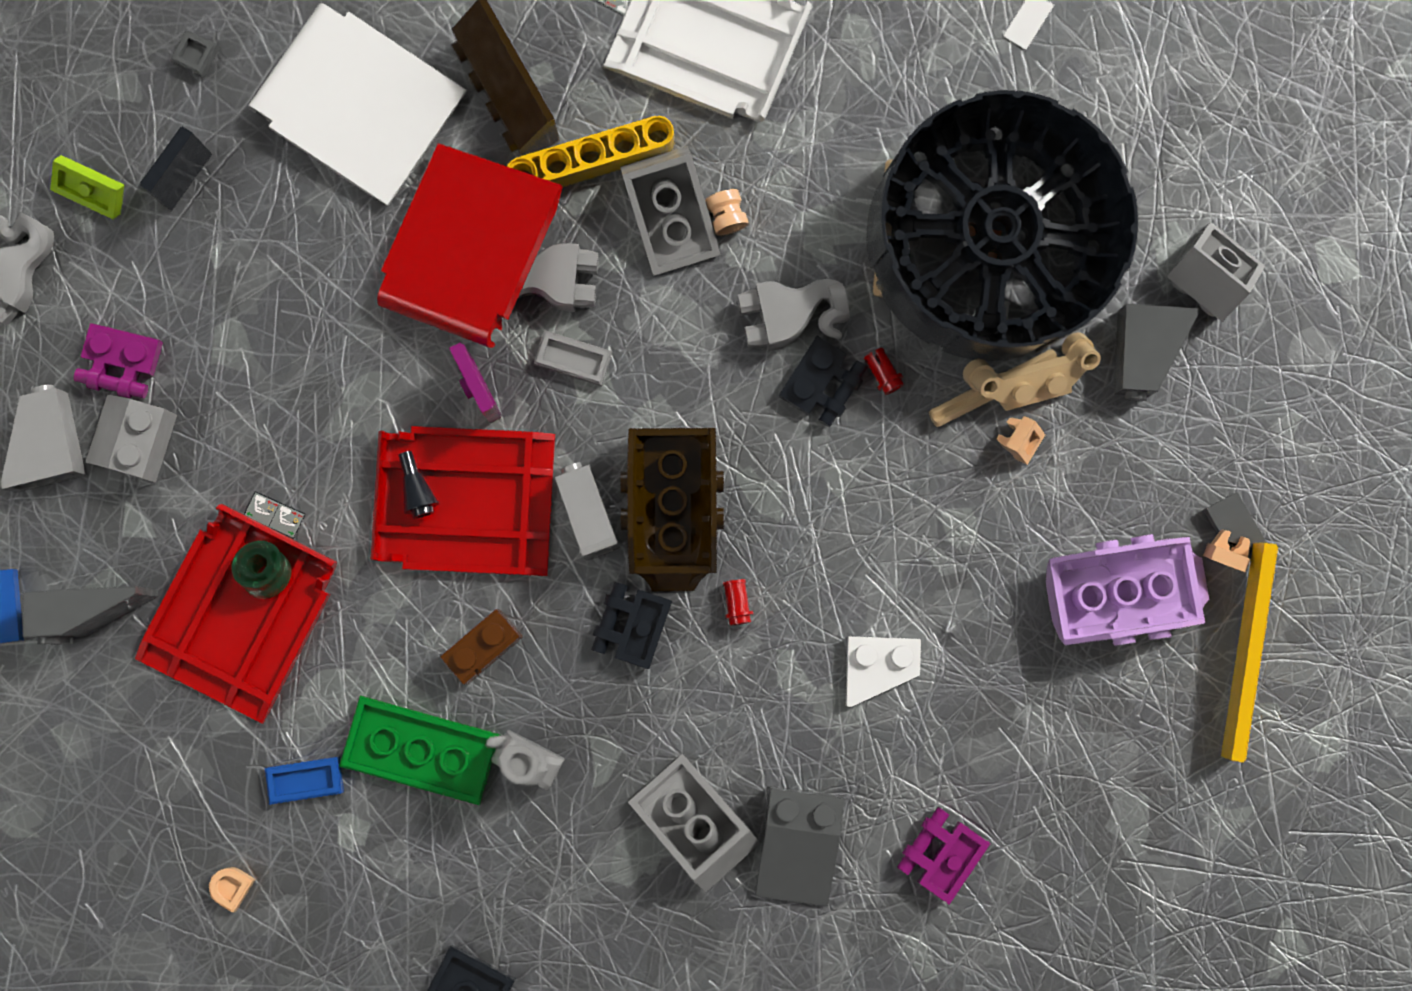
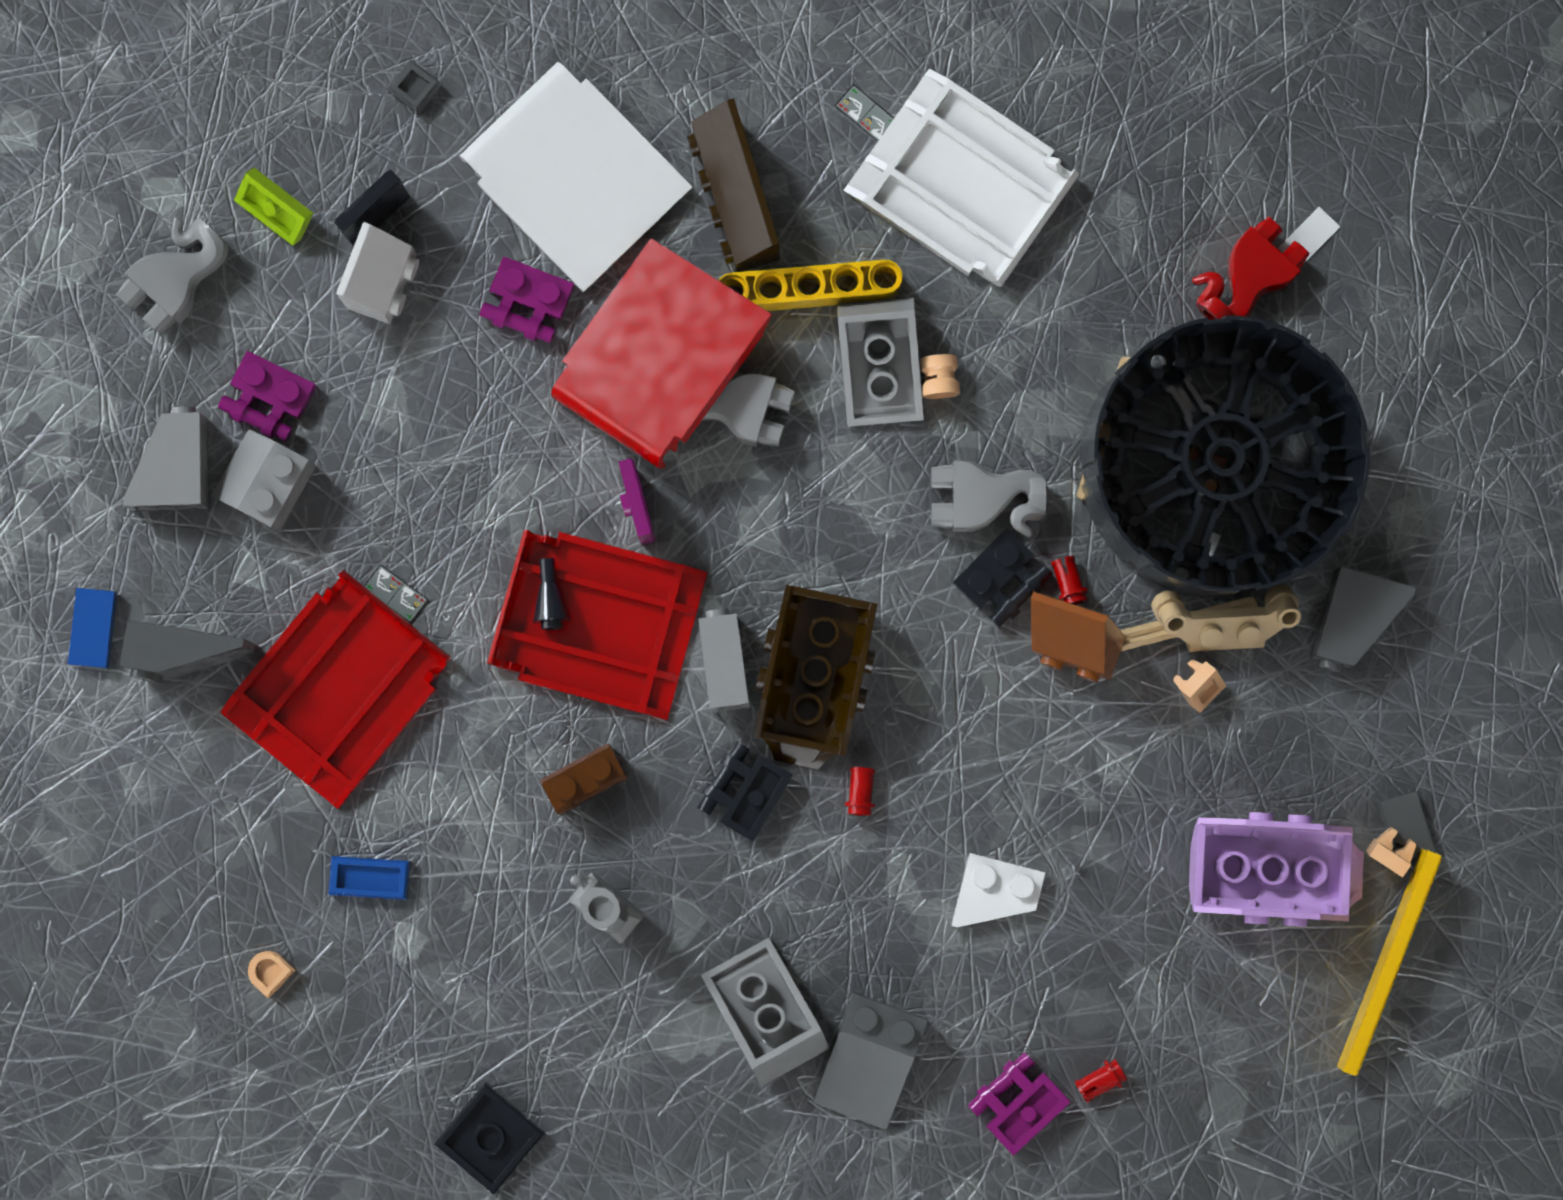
camera: 20 degrees right, 0 degrees up
(193, 227) = (377, 274): none -> white slope
(271, 579) = (377, 663): clear green wheel -> none
(339, 213) = (531, 289): none -> magenta plate
(419, 750) = (495, 873): green tile -> none
(573, 358) = (743, 496): light grey tile -> none
(901, 418) = (1074, 638): none -> dark orange slope
(987, 57) = (1253, 271): none -> red hips
(1013, 817) = (1101, 1080): none -> red pin
(1216, 272) = (1447, 551): light grey slope -> none

